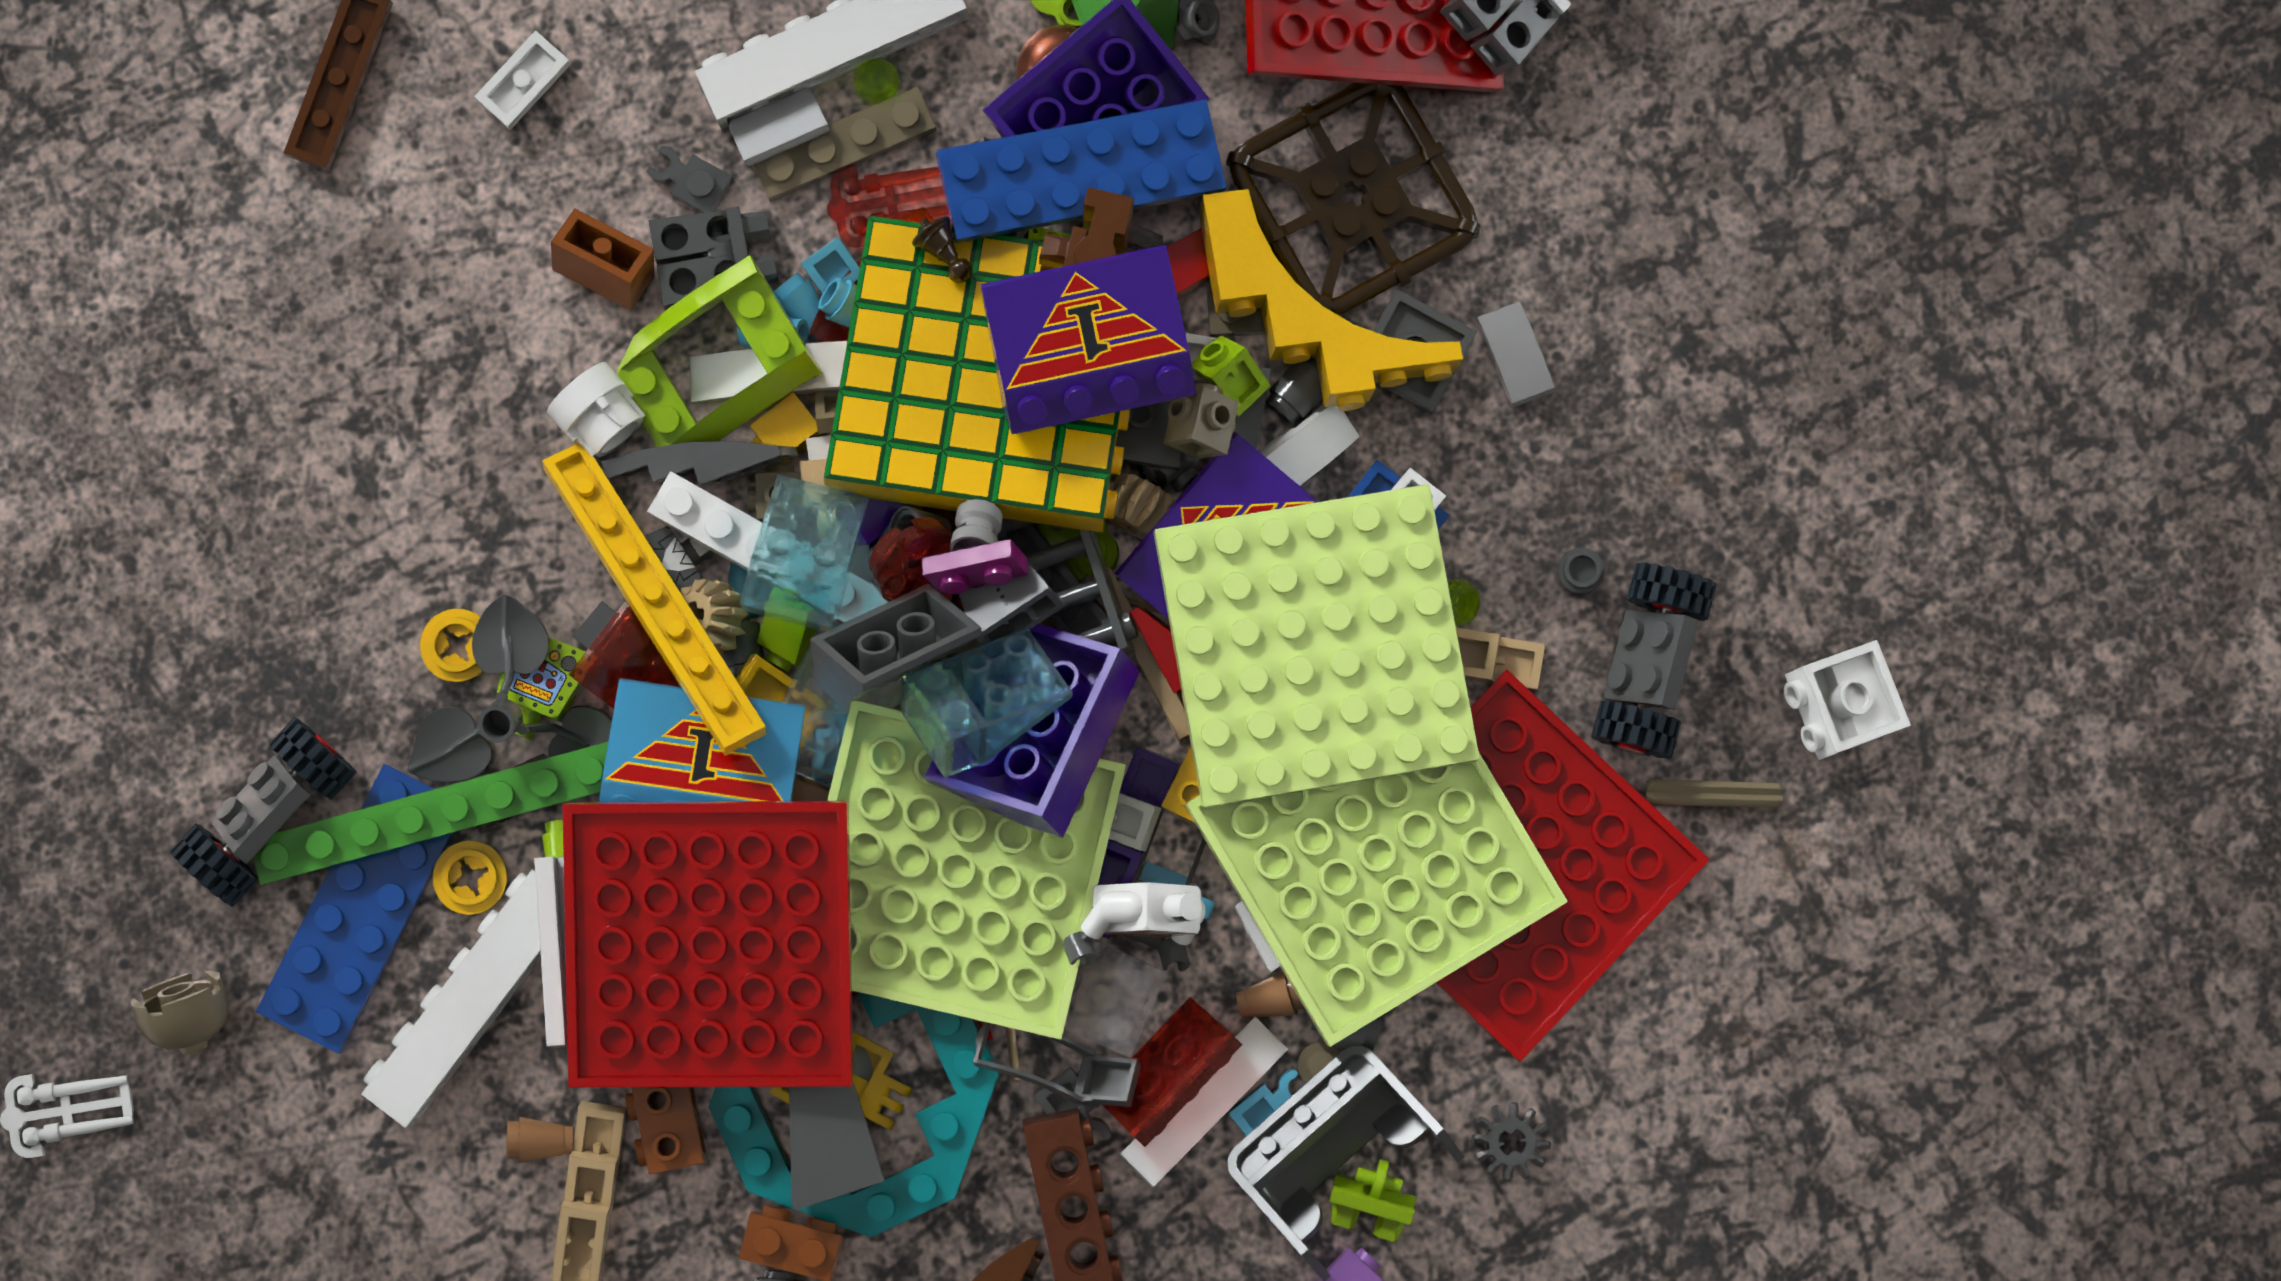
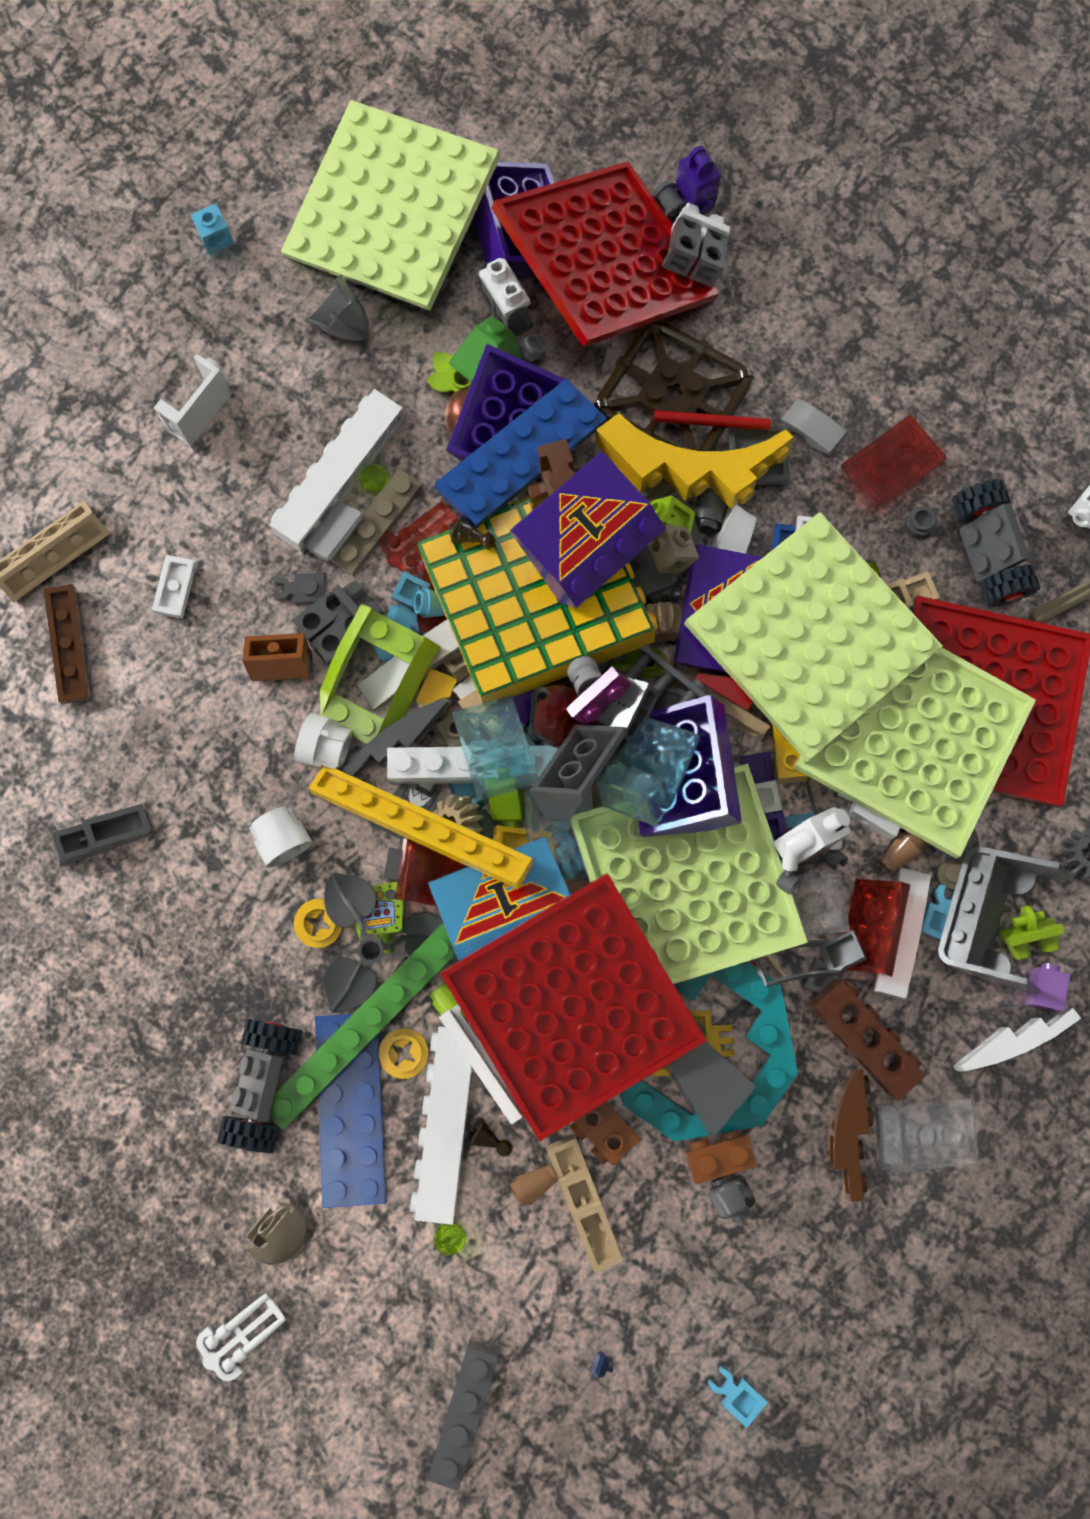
camera: 30 degrees left, 5 degrees down
(241, 363) = (100, 834): none -> dark grey slope
(393, 1144) = (449, 1238): none -> clear neon green plate
(469, 503) = (279, 836): none -> white piece
(510, 1042) = (482, 1136): none -> dark brown piece
(1375, 267) = (712, 420): none -> red bar
(1593, 467) = (893, 462): none -> clear red plate

